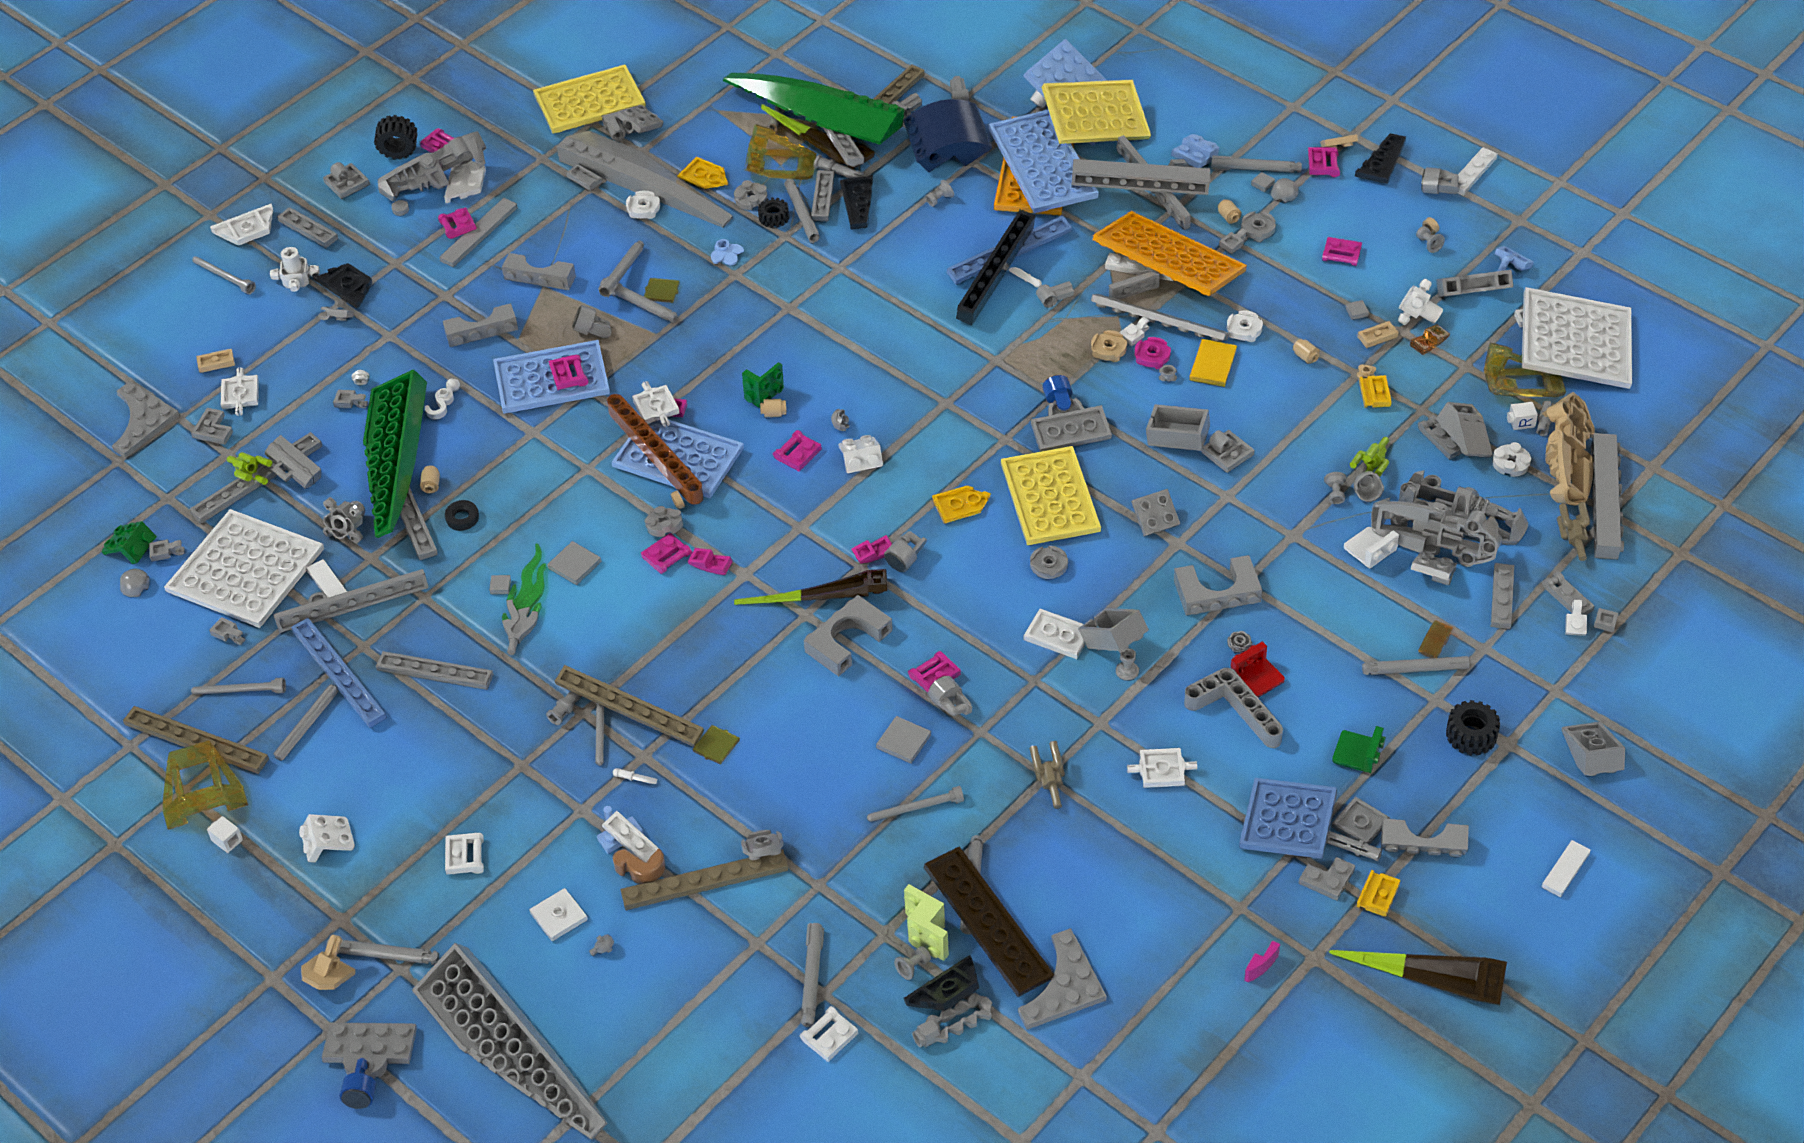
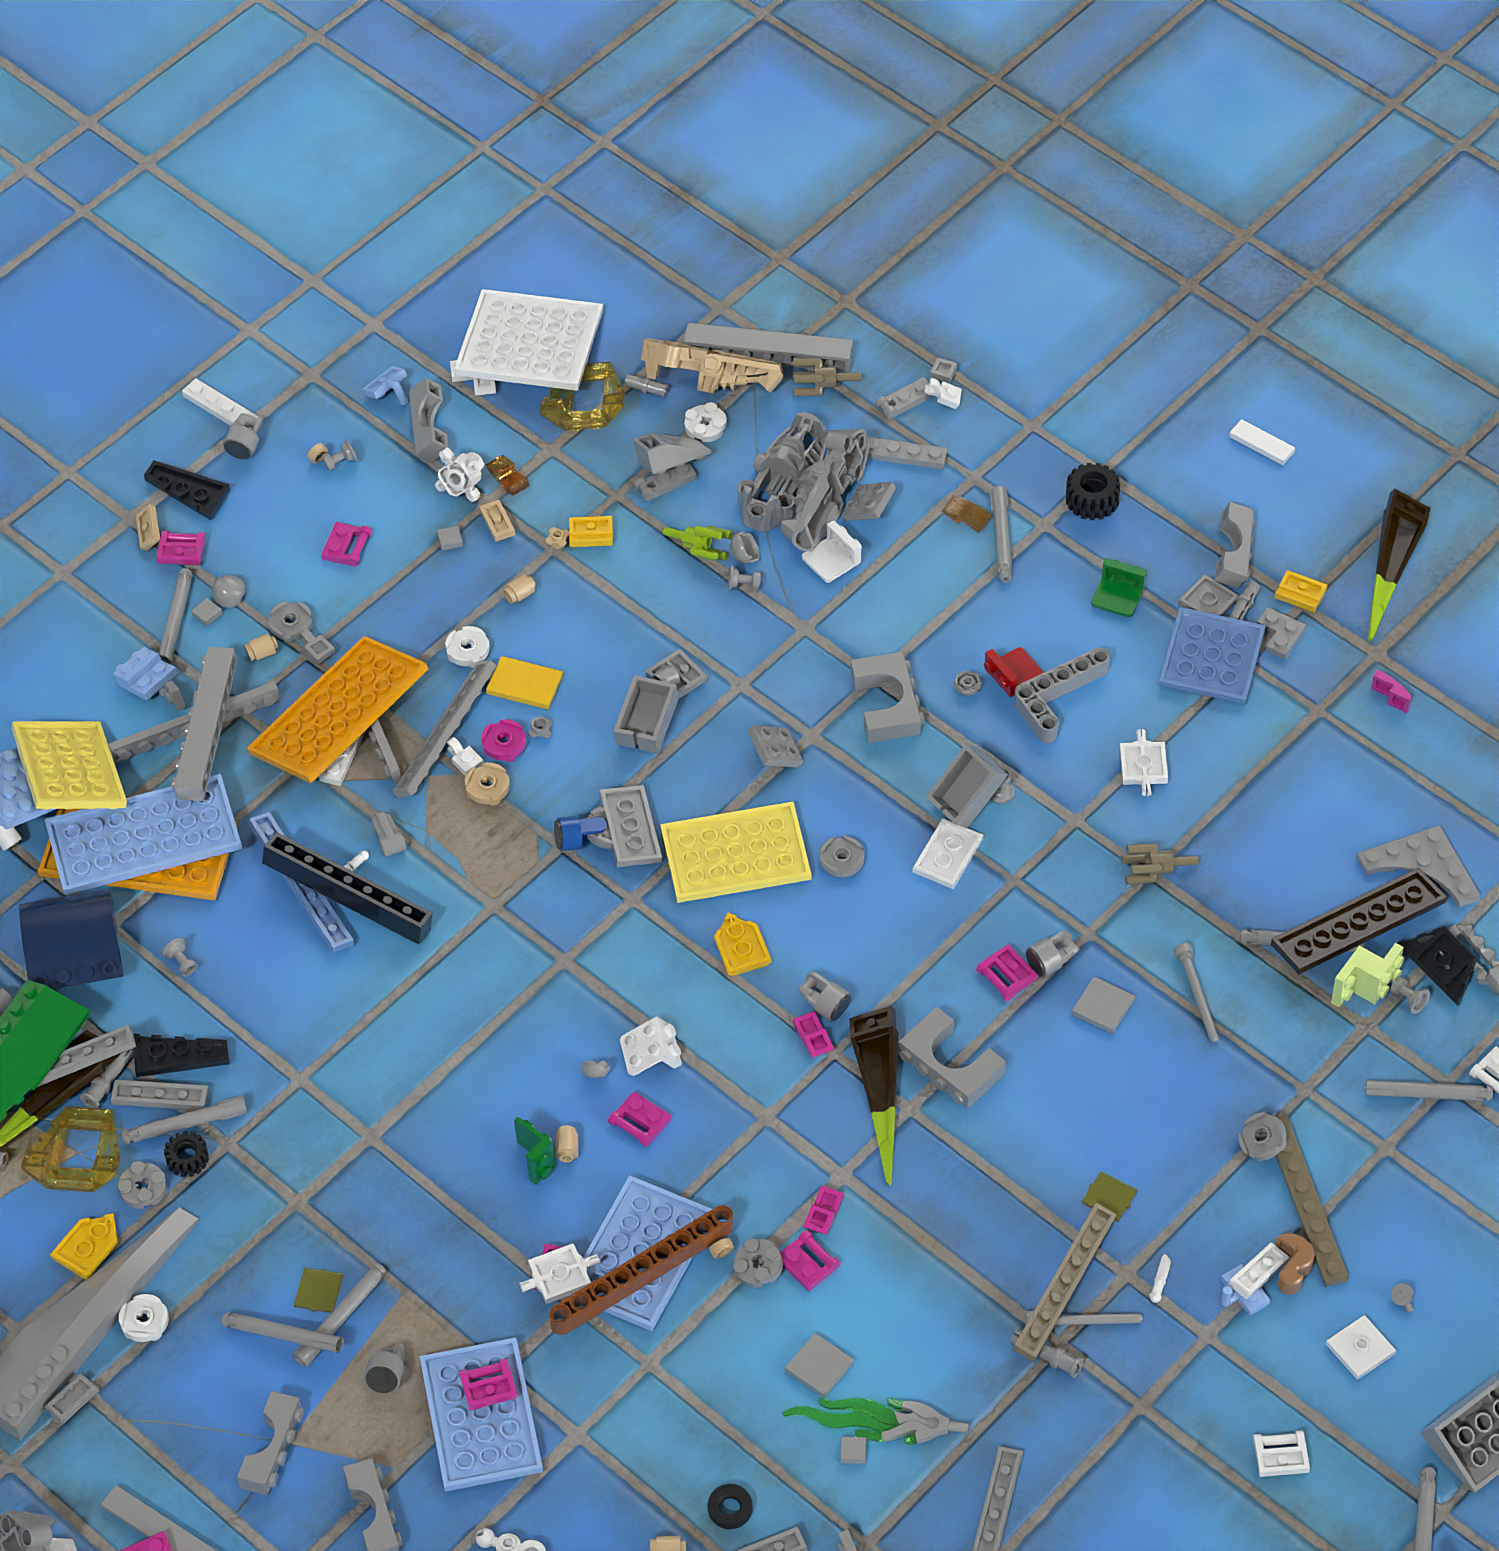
camera: 90 degrees left, 5 degrees up
(726, 252) = (260, 1211): light blue plate -> none
(1522, 416) = (643, 403): white brick -> none
(1594, 748) = (1114, 399): light grey slope -> none

